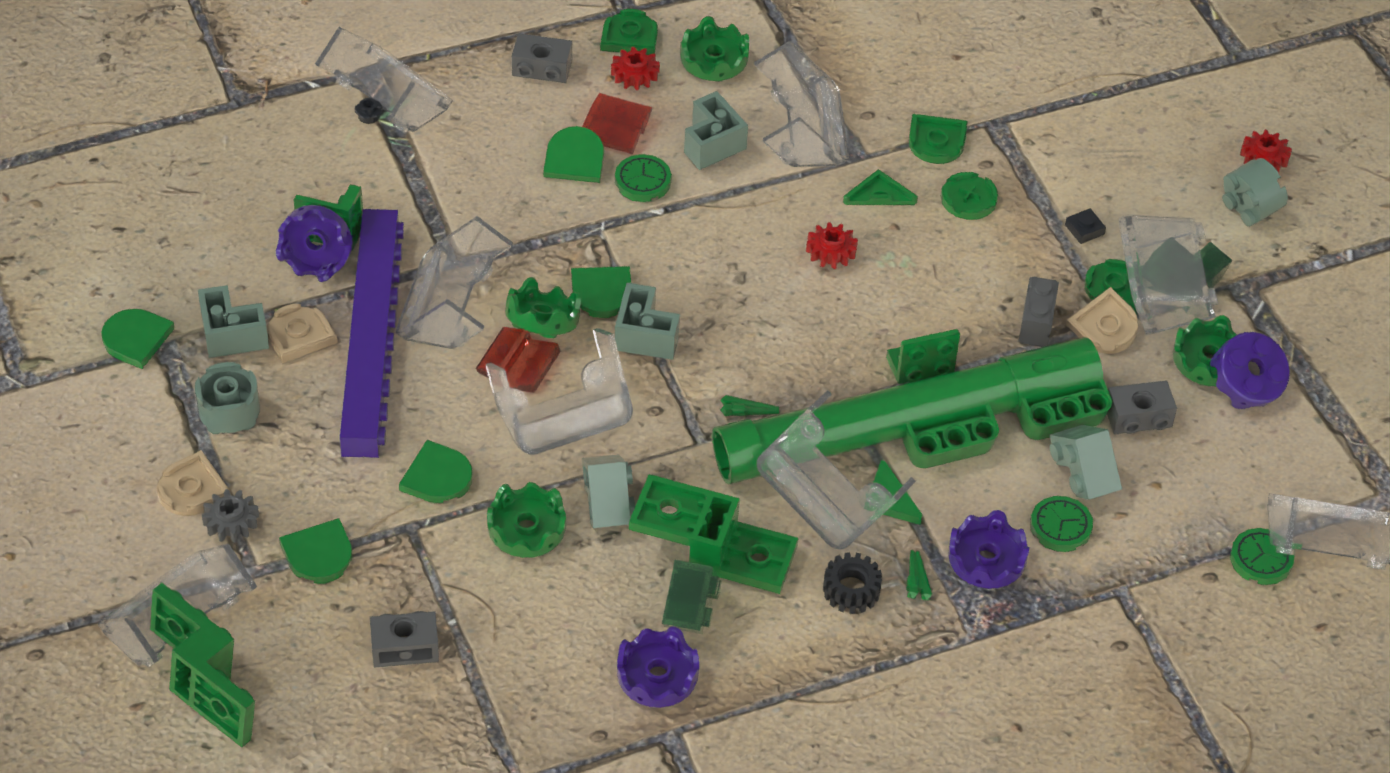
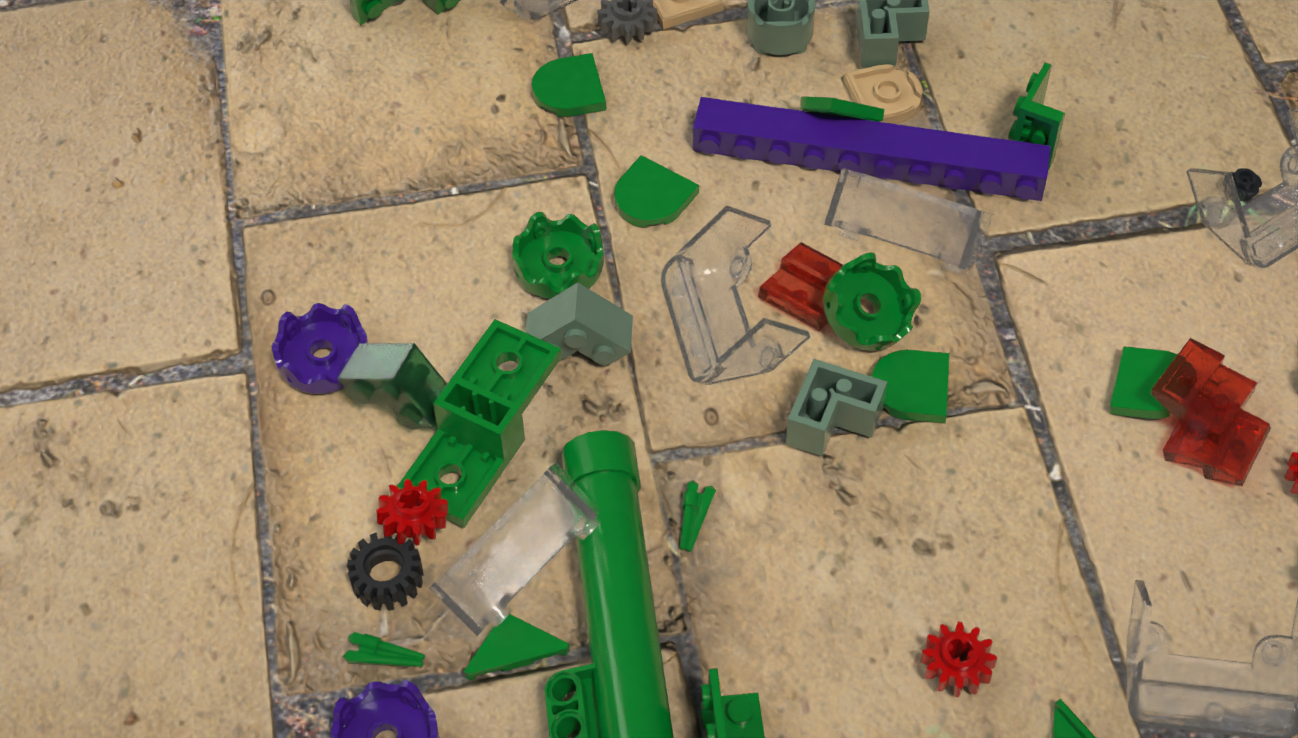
camera: 105 degrees right, 5 degrees up
(307, 257) = (995, 97): dark purple plate -> none
(337, 347) = (842, 108): none -> green tile
(394, 650) = (430, 138): dark grey brick -> none
(587, 117) = (1203, 390): none -> clear red slope
(643, 177) = (1112, 459): green tile -> none
(715, 131) = (1181, 550): sand green brick -> none
(807, 561) = (412, 512): none -> red gear

